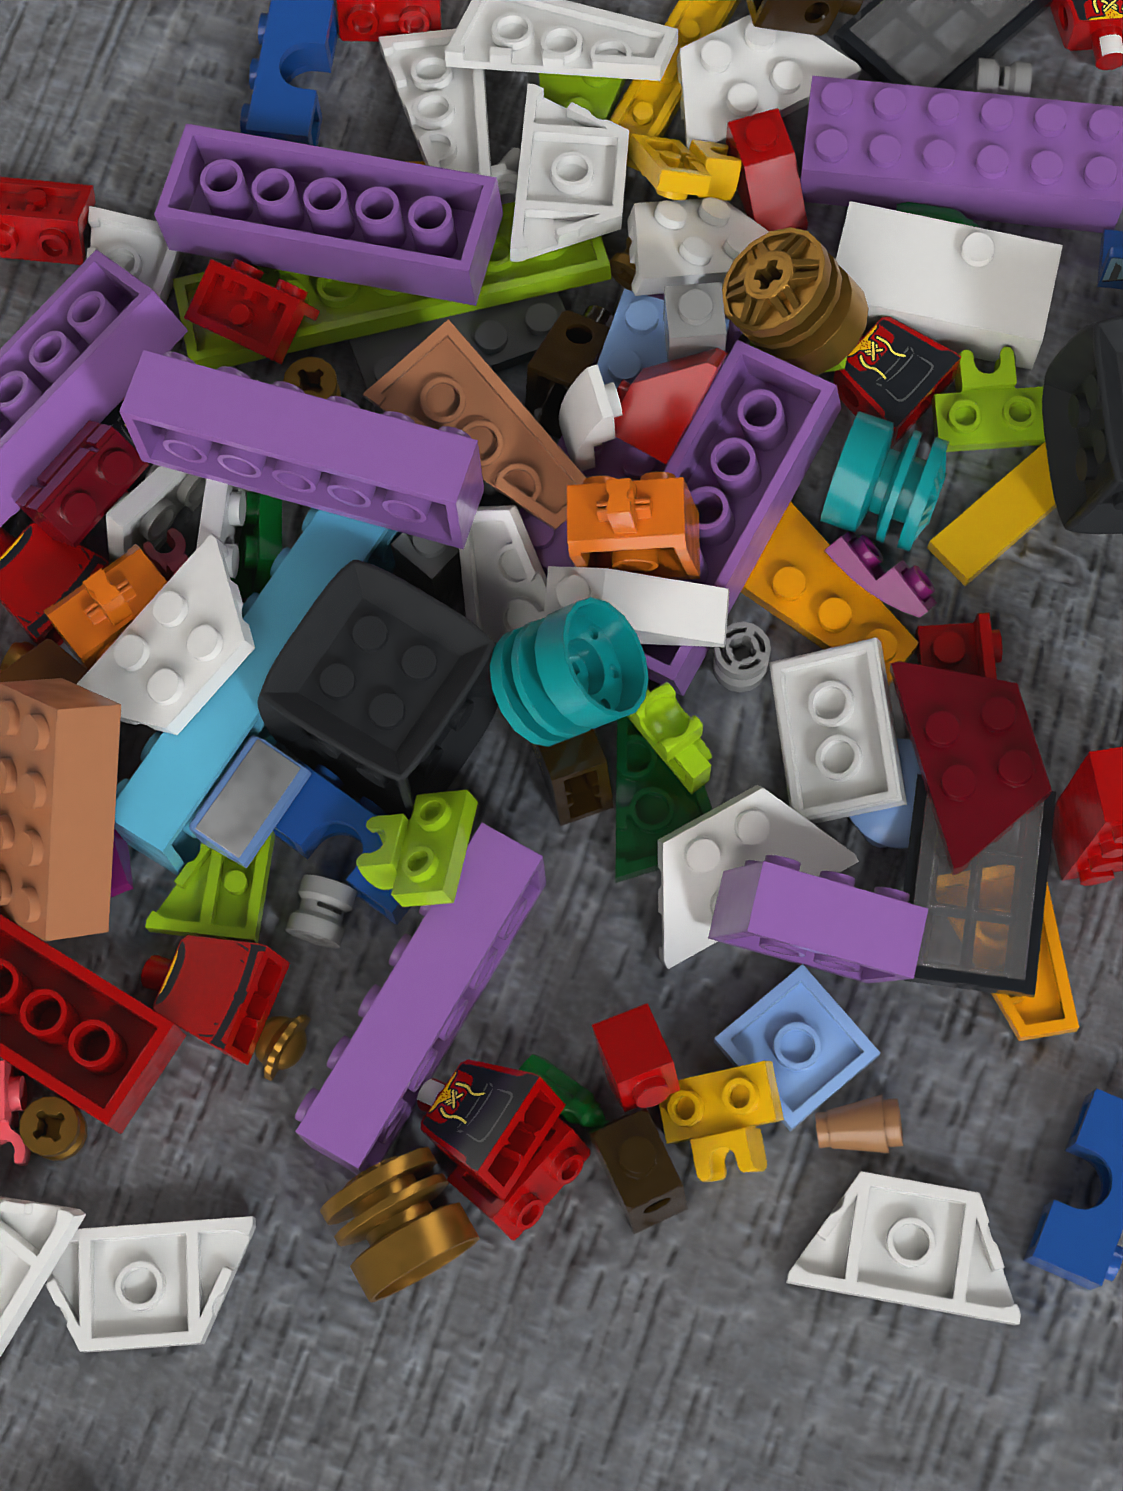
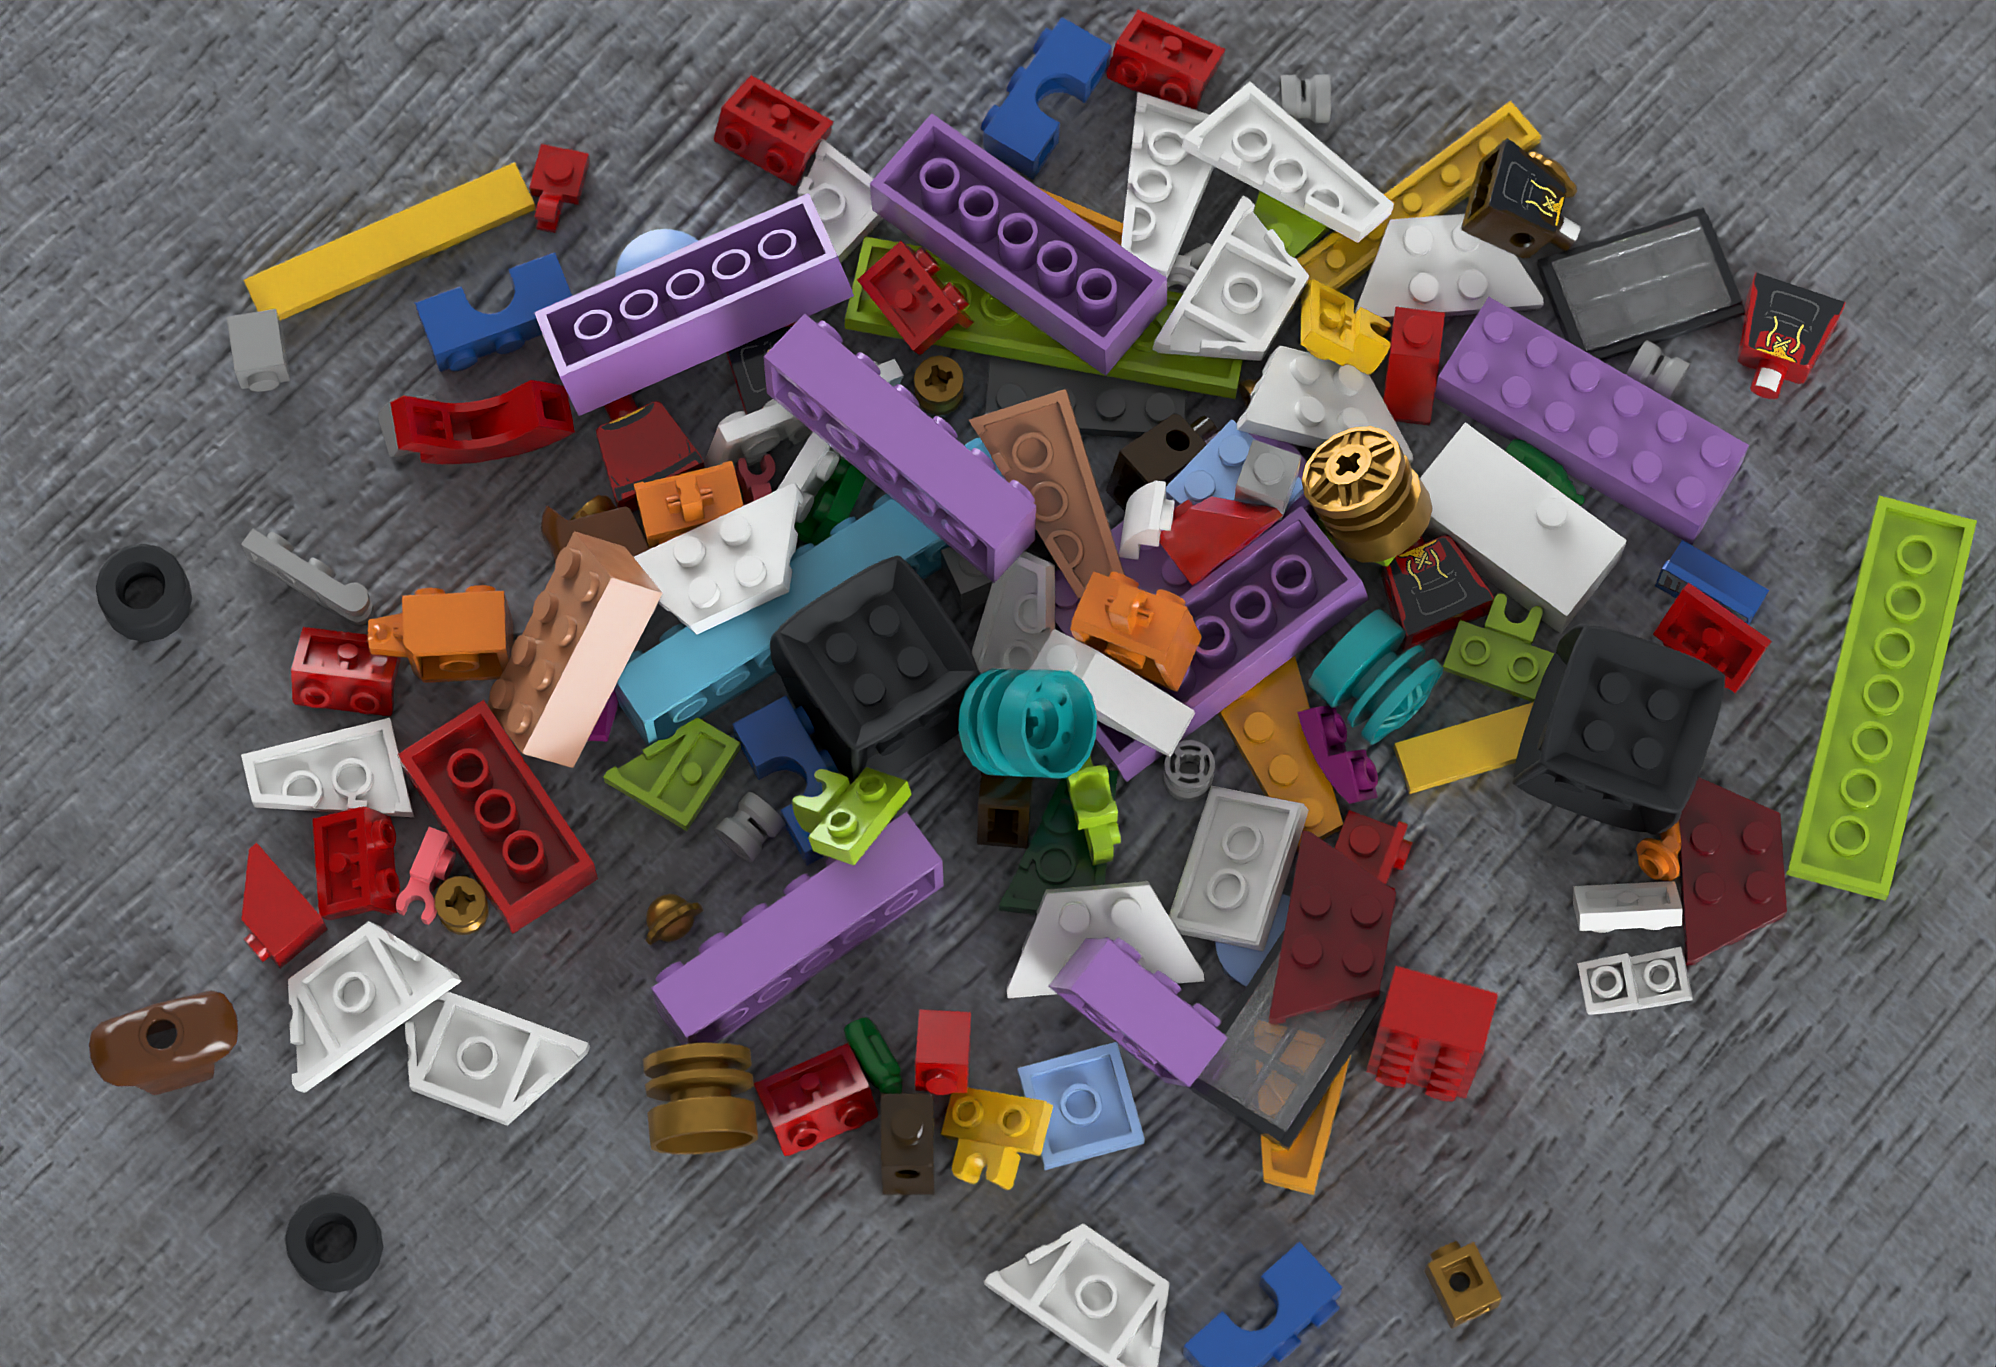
camera: 20 degrees right, 0 degrees up
(82, 483) = (710, 389): dark red brick -> none
(218, 991) = (639, 854): red torso -> none
(249, 801) = (731, 712): flat silver slope -> none
(489, 1120) = (807, 1050): torso -> none
(861, 1126) = (1103, 1190): medium nougat cone -> none

